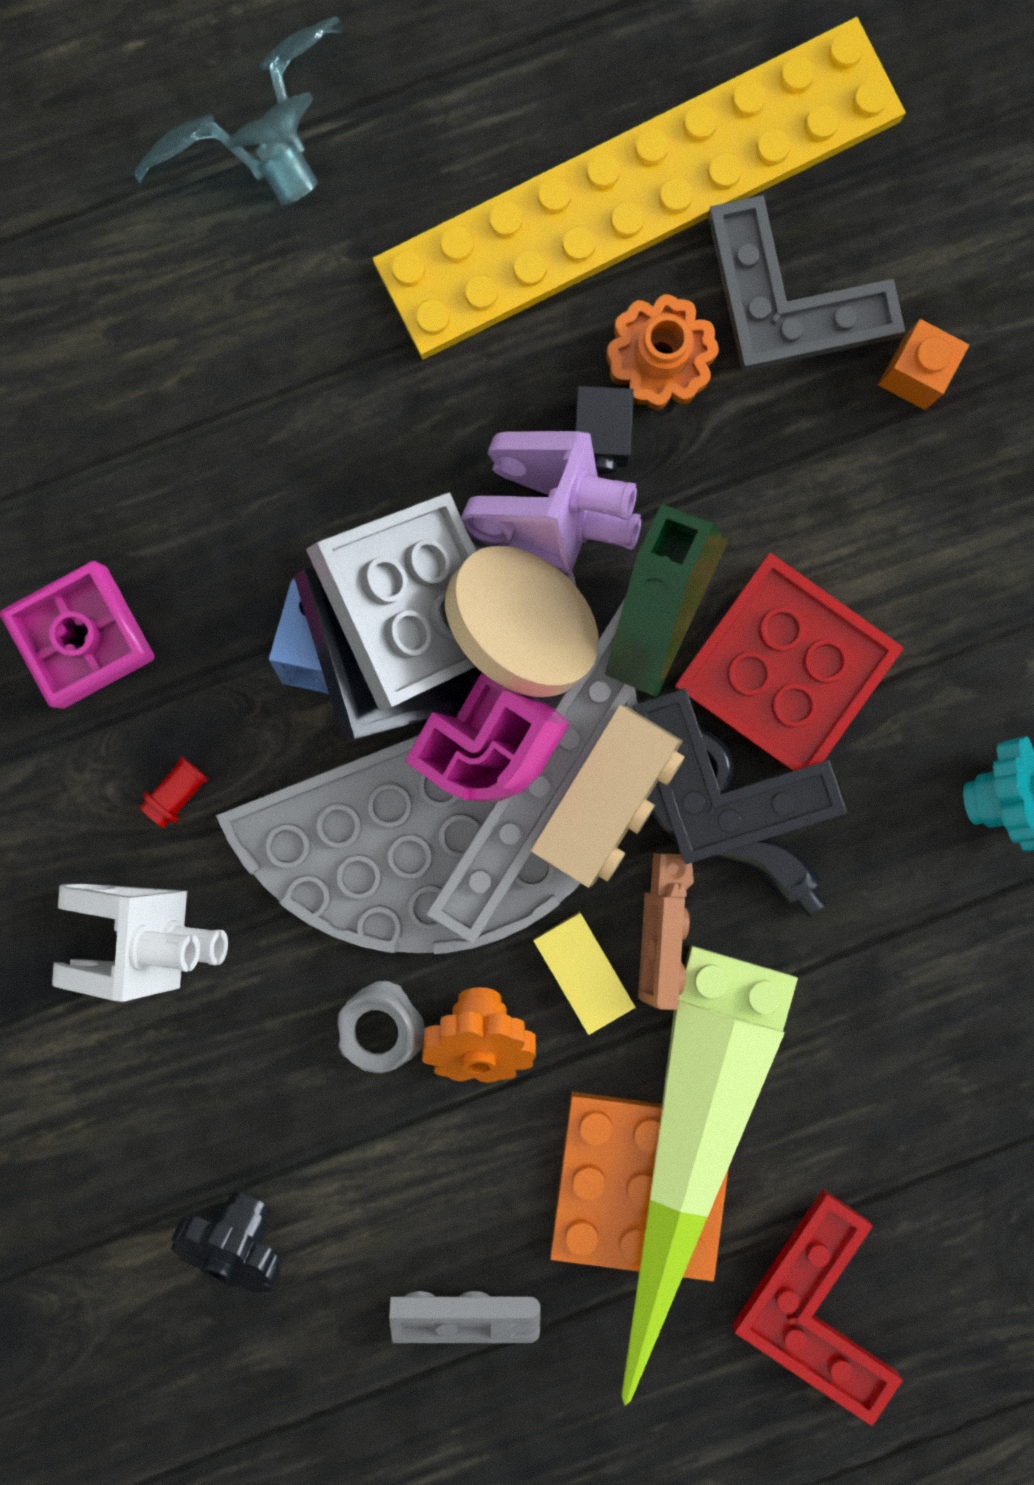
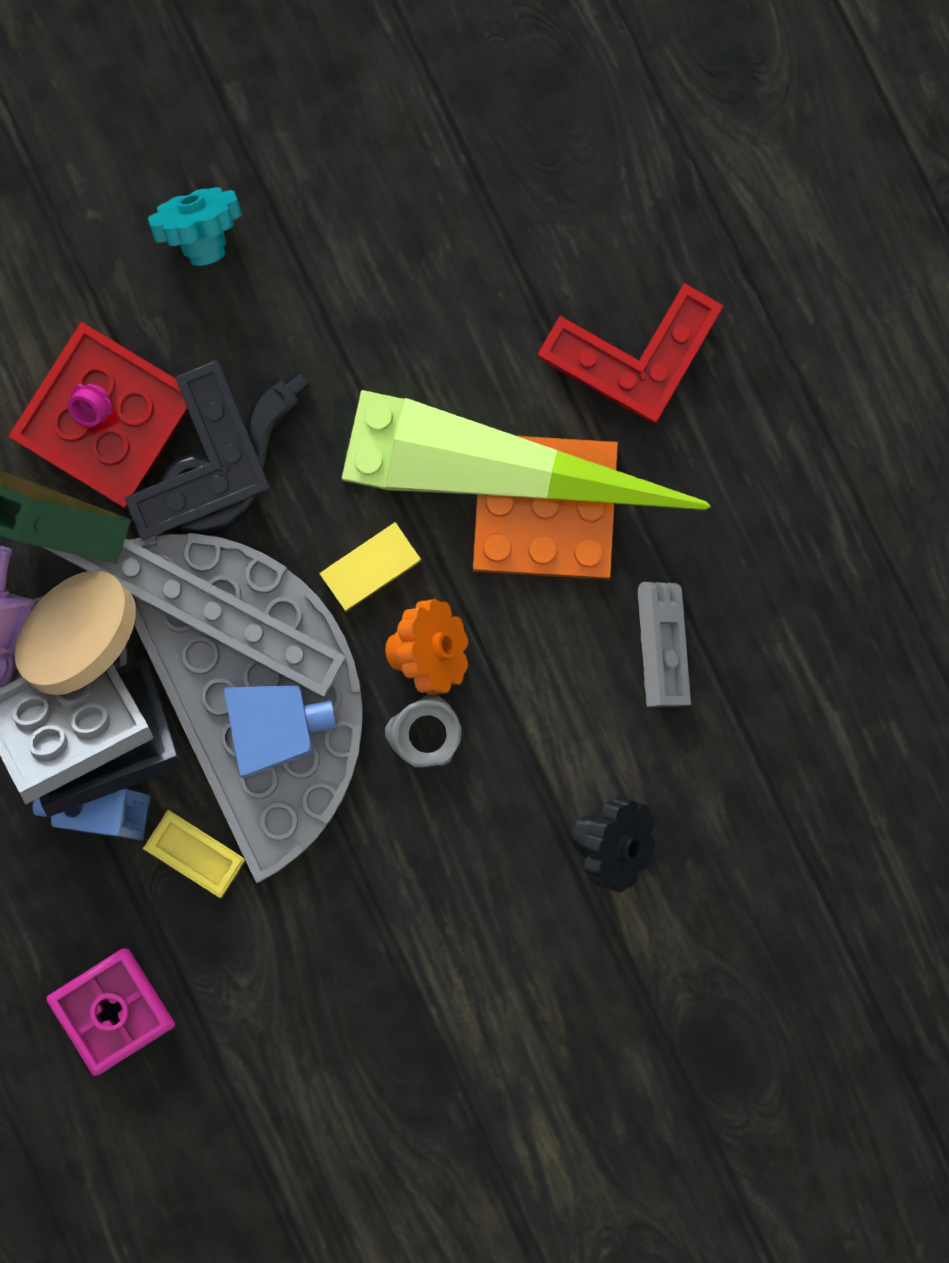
camera: 95 degrees left, 5 degrees down
(149, 945) = (364, 925): white piece -> none
(173, 793) = (240, 922): red pin -> none
(259, 743) = (194, 854): none -> light yellow tile
(395, 852) = (273, 725): none -> medium blue torso
(491, 746) = (177, 649): dark pink brick -> none
(609, 797) = (215, 552): tan brick -> none
(664, 927) = (329, 502): nougat hinge -> none
(801, 653) = (89, 404): none -> dark pink plate

